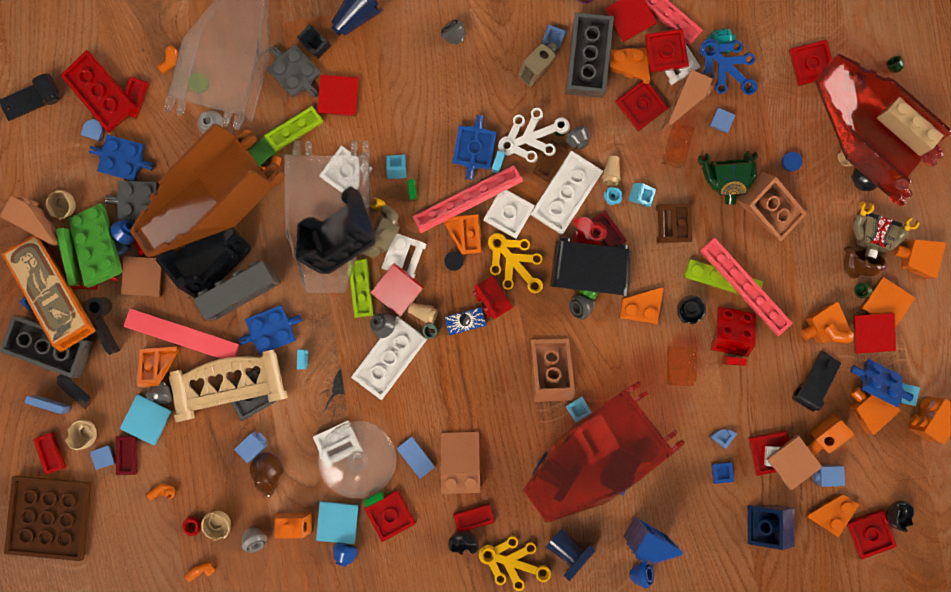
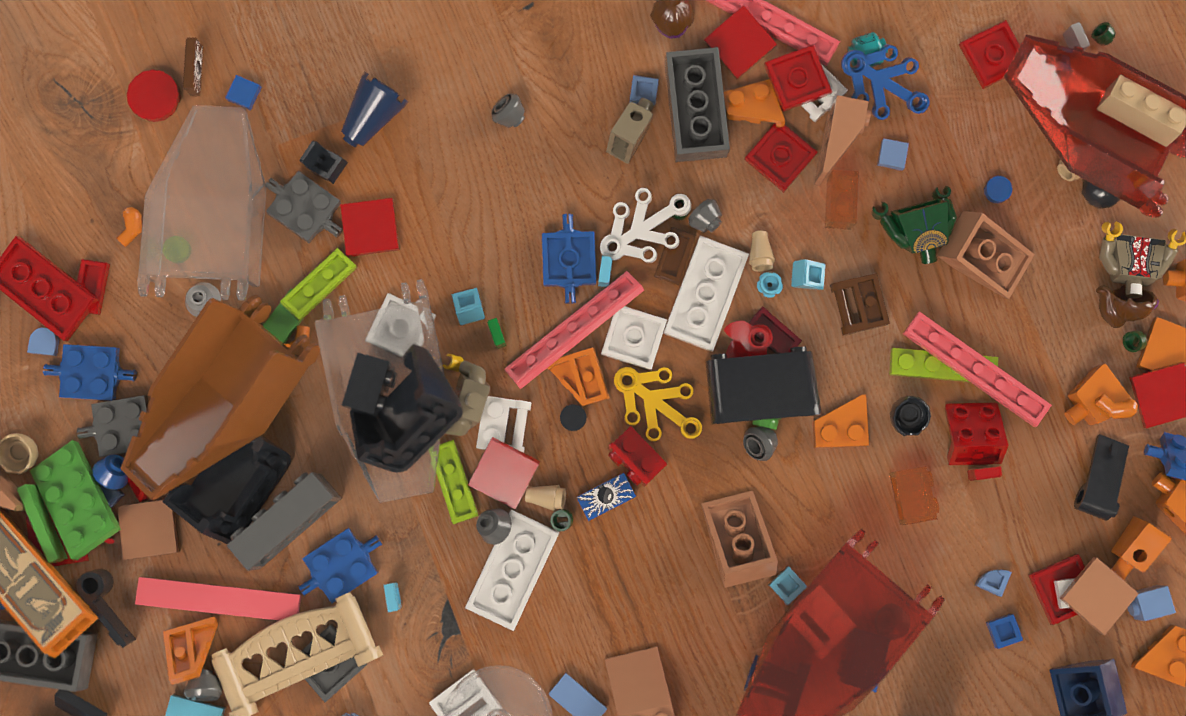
camera: 15 degrees left, 5 degrees down
(313, 208) = (368, 383): none -> black brick
(874, 62) = (1076, 36): none -> light grey tile

